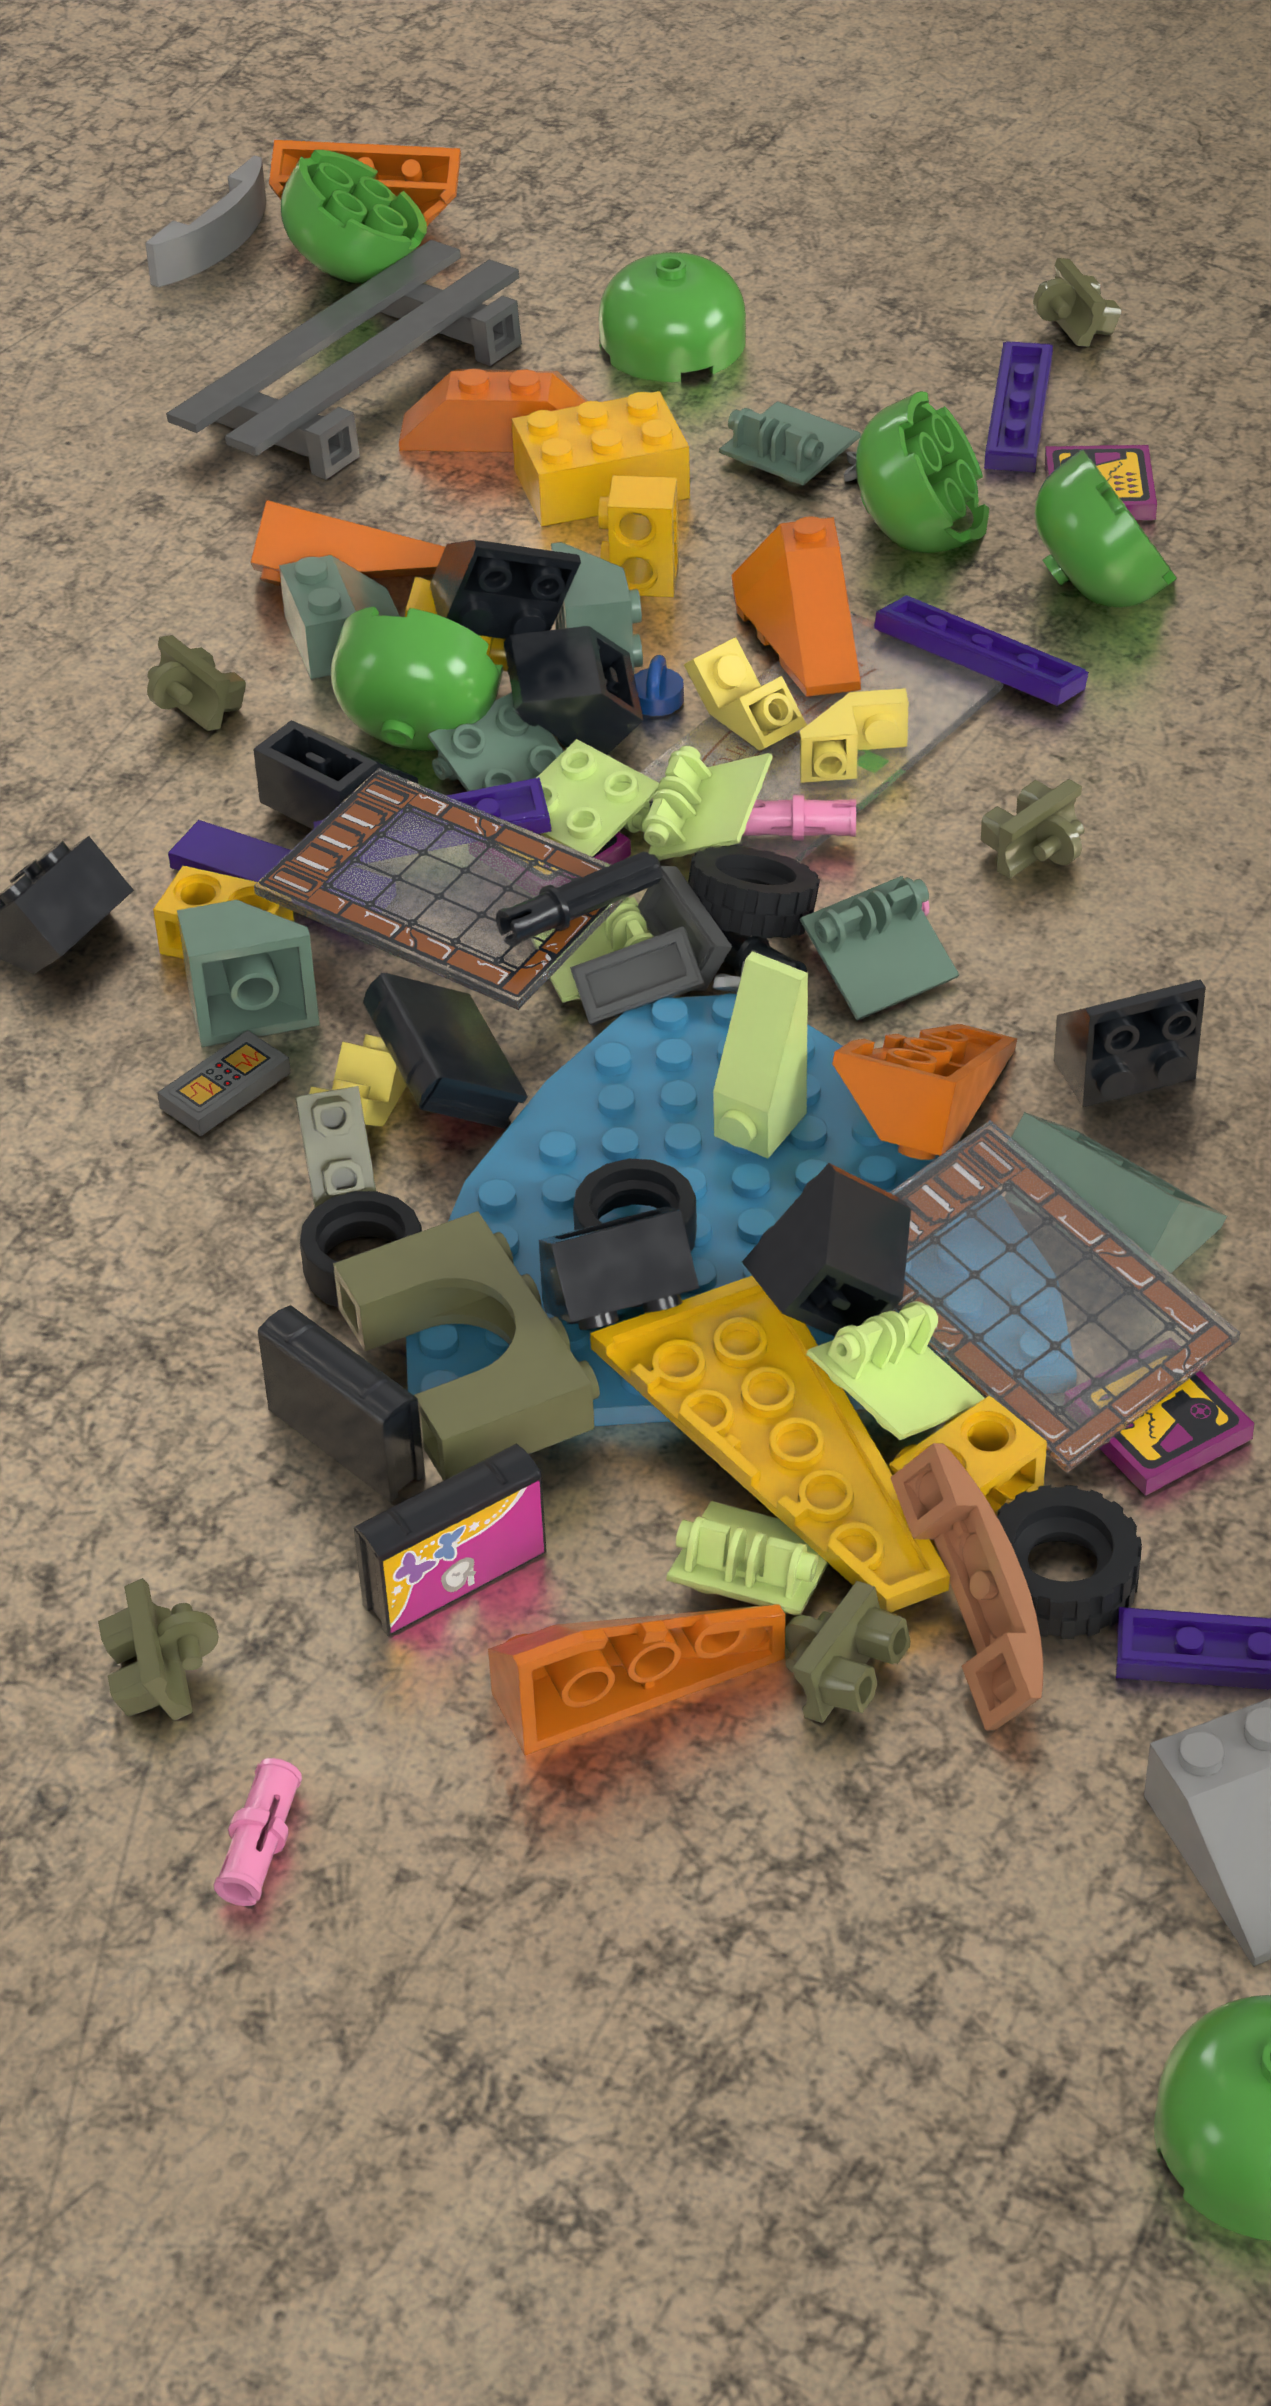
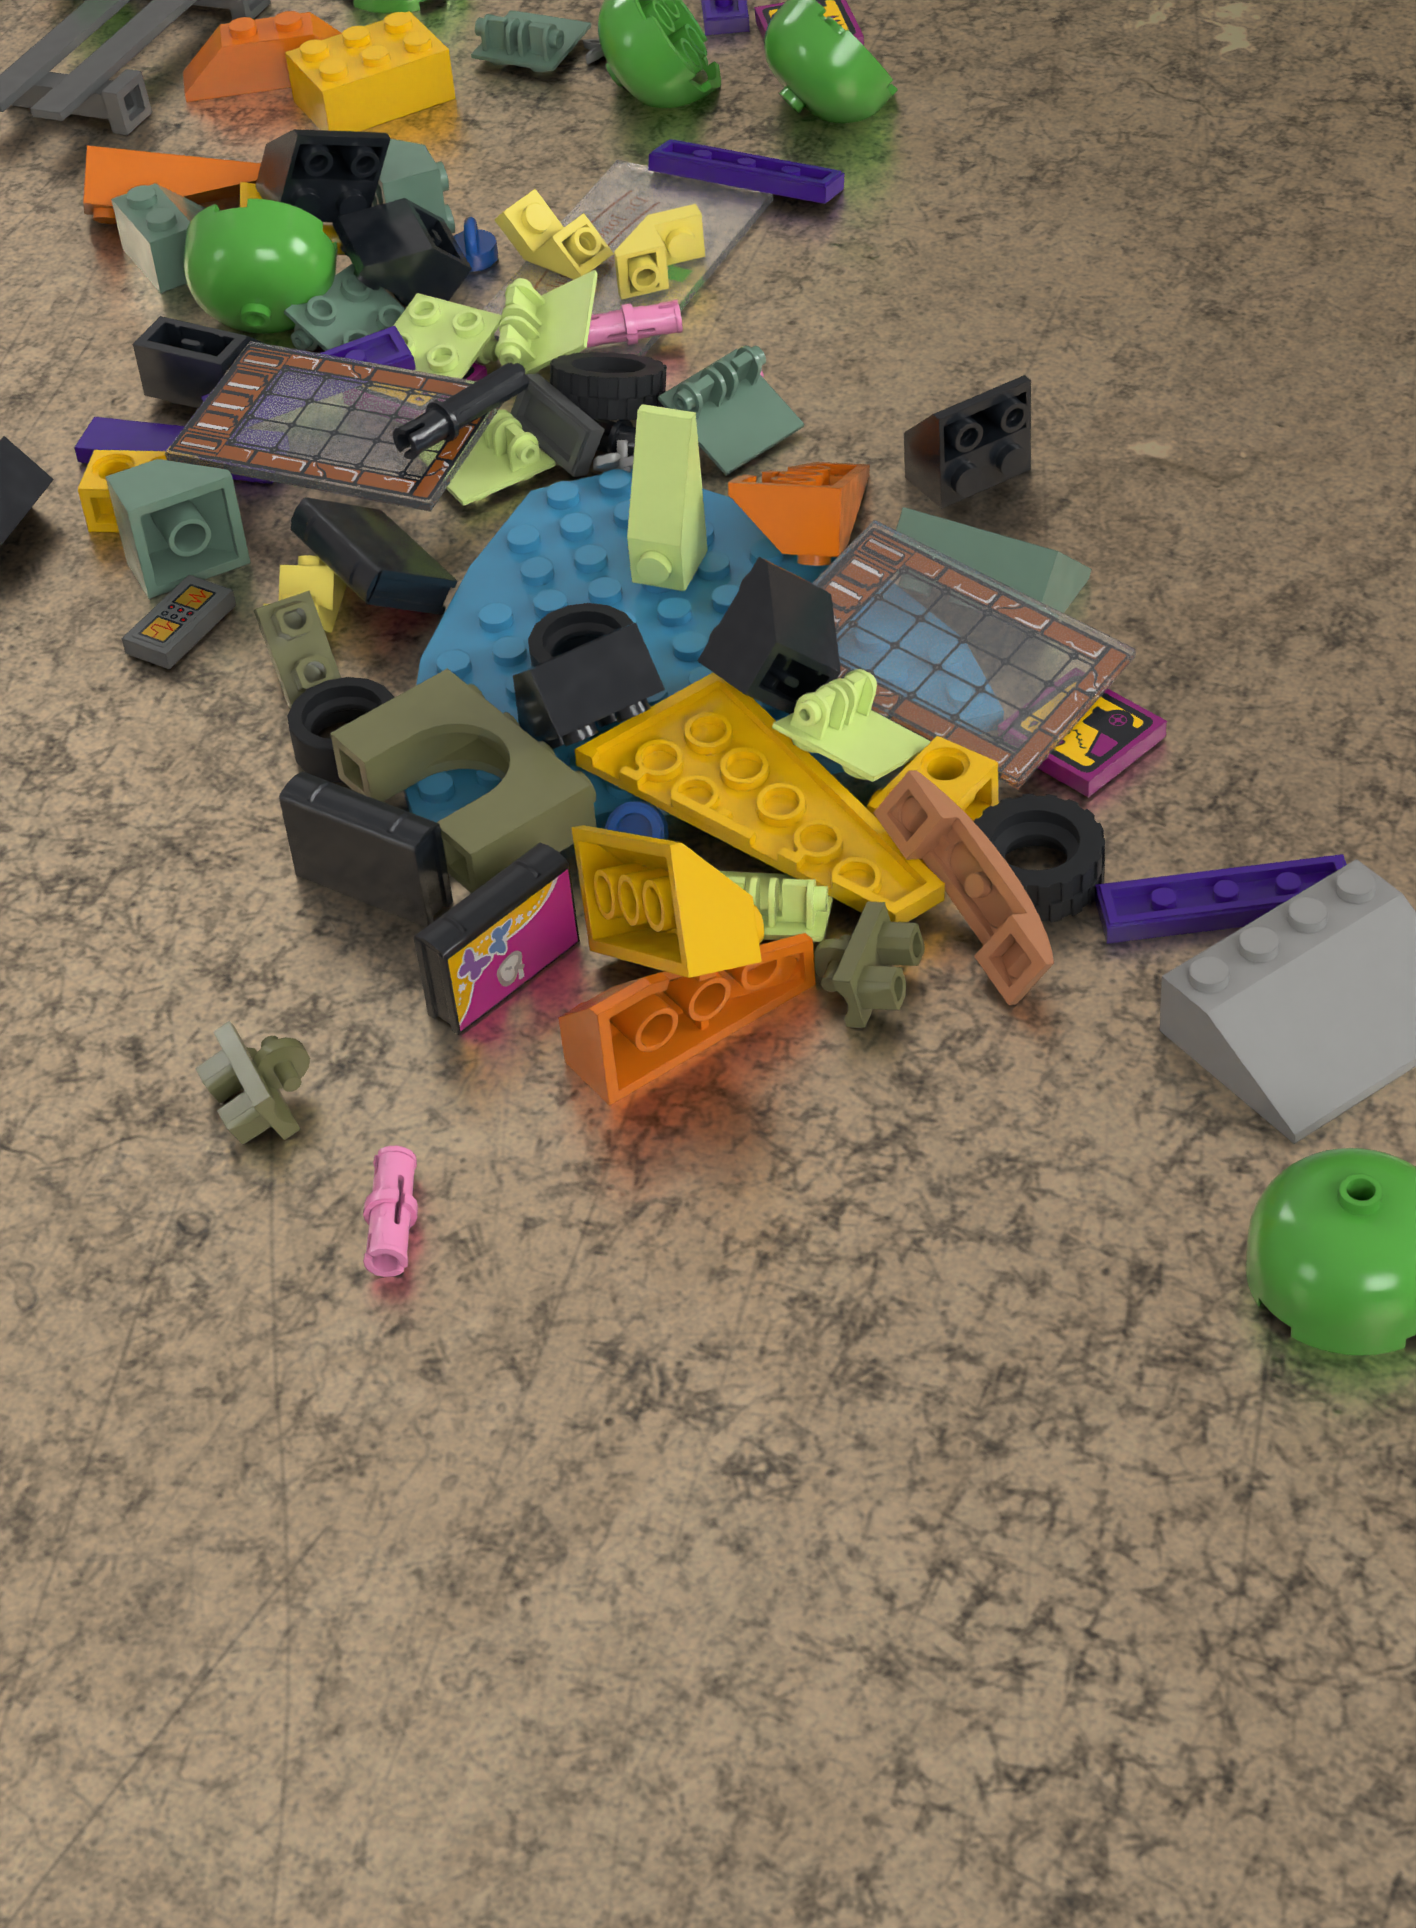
camera: 10 degrees left, 0 degrees up
(193, 684) = (58, 310): olive hips -> none
(623, 1558) = (663, 905): none -> yellow slope
(637, 975) = (527, 468): dark grey tile -> none
(637, 1438) = (638, 819): none -> blue tile
(643, 536) = (432, 125): yellow brick -> none
(800, 605) = (581, 157): orange wedge -> none
(1039, 830) = (838, 298): olive hips -> none

